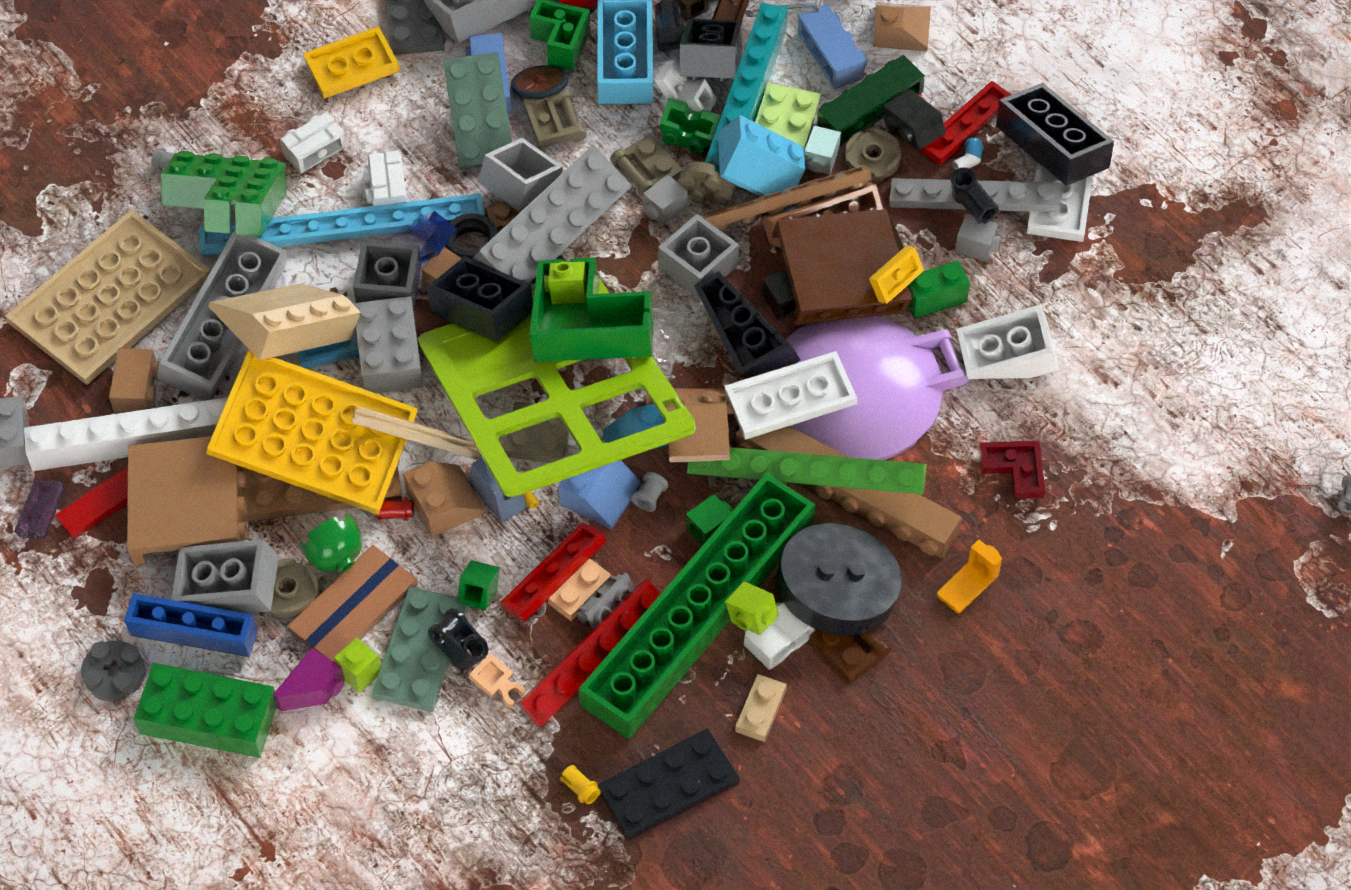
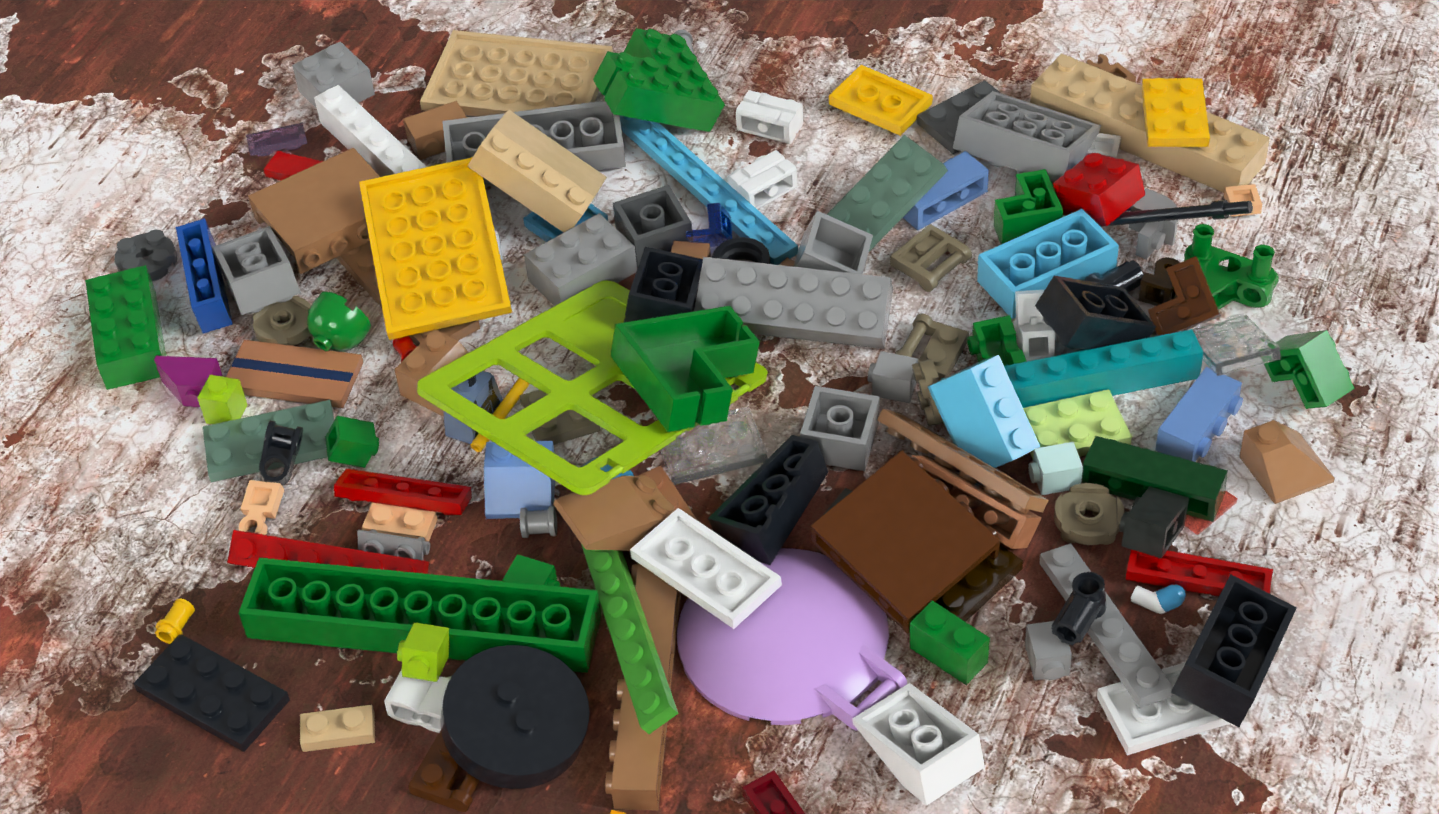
camera: 65 degrees right, 10 degrees down
(415, 432) = (480, 315): tan axle -> none
(539, 82) = (963, 227): copper wheel -> none
(566, 282) = (720, 330): lime brick -> none
(896, 274) = (916, 583): yellow plate -> none

